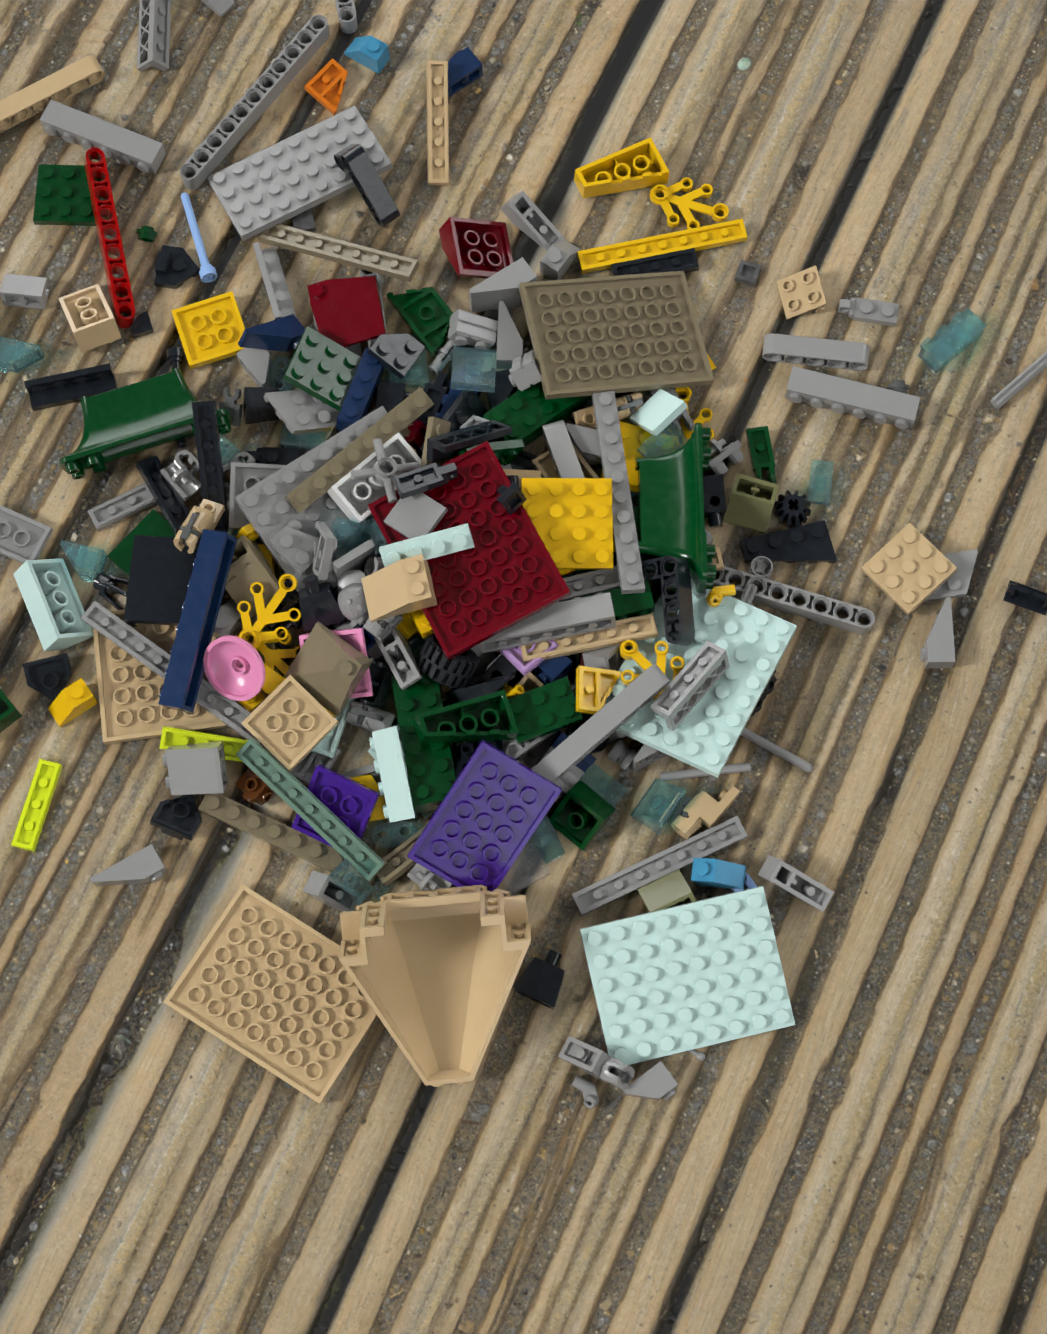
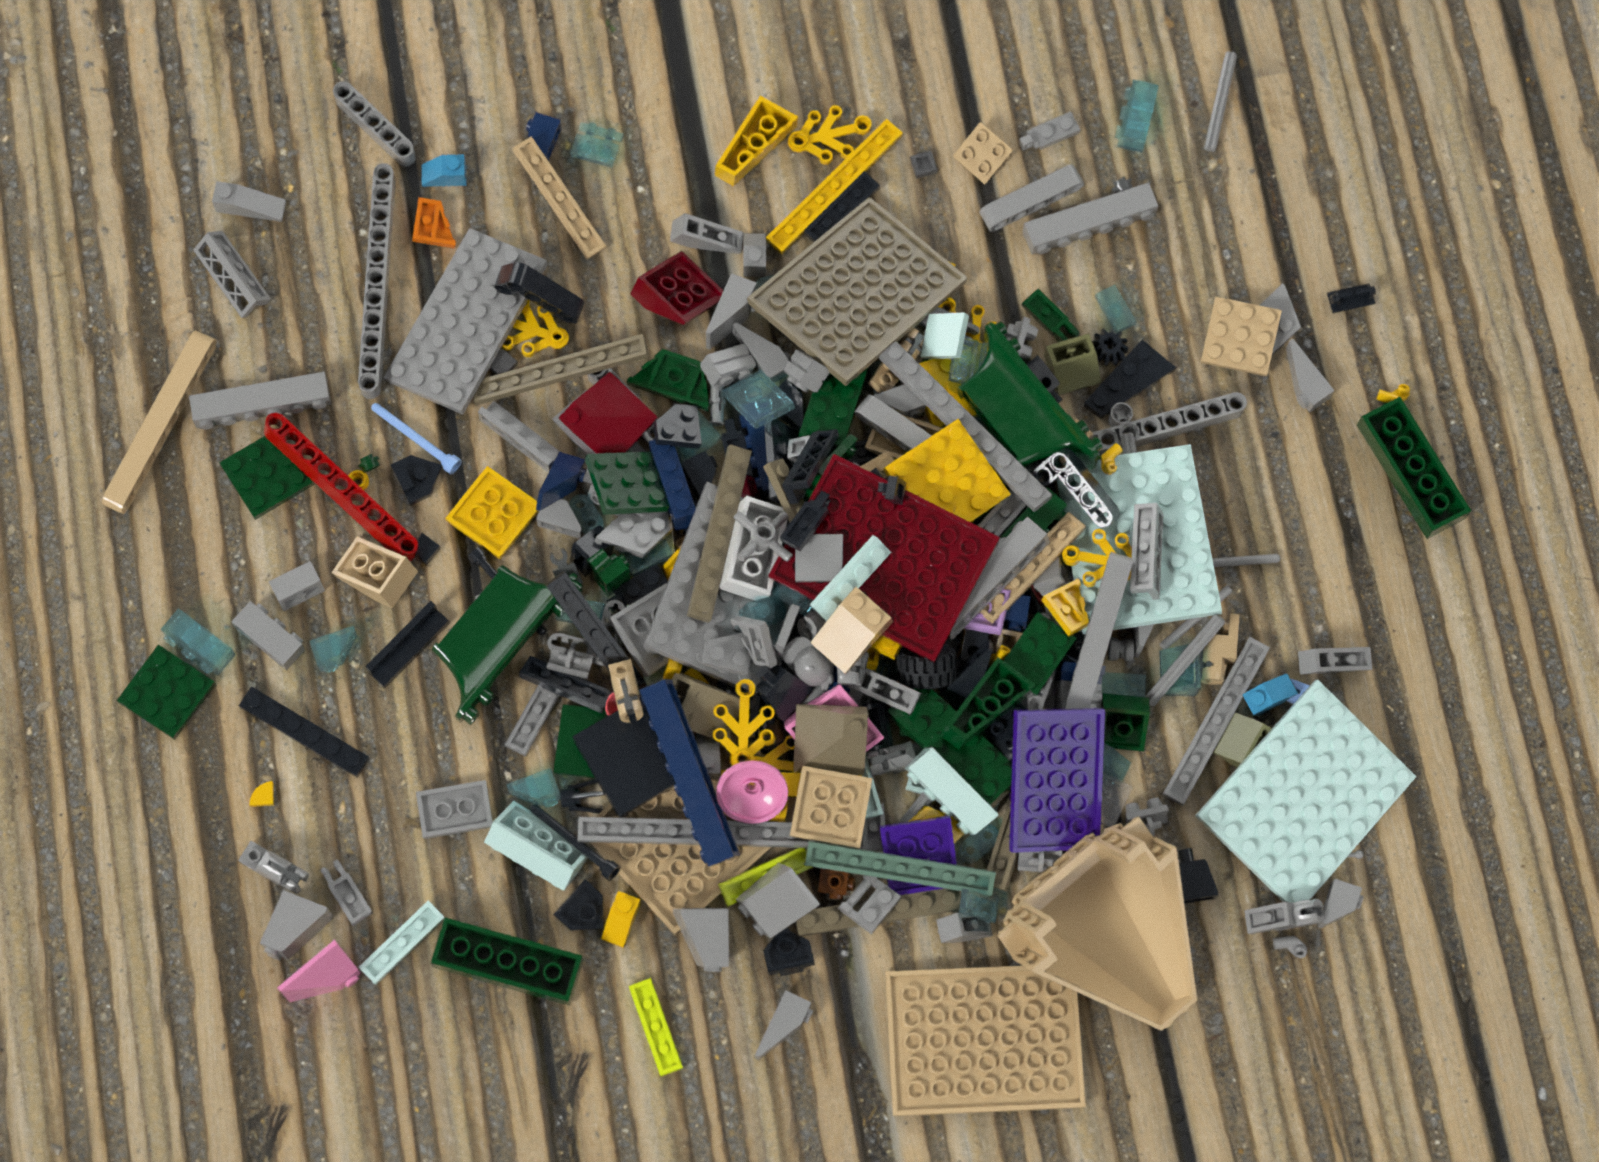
camera: 40 degrees left, 0 degrees up
(89, 656) = (608, 868): none -> black piece
(119, 757) = (706, 935): none -> light grey slope
(130, 237) = (358, 474): none -> yellow plate
(260, 429) = (609, 571): none -> dark green hinge
(272, 827) = (875, 908): none -> light grey plate
(345, 210) = (532, 329): none -> yellow plant
(495, 106) = (596, 150): none -> clear light blue plate
(543, 906) = (1151, 817): none -> light grey hips
(665, 796) = (1185, 659): none -> light grey axle
(978, 768) = (1413, 467): none -> dark green brick
(1007, 702) = (1402, 391): none -> yellow arm

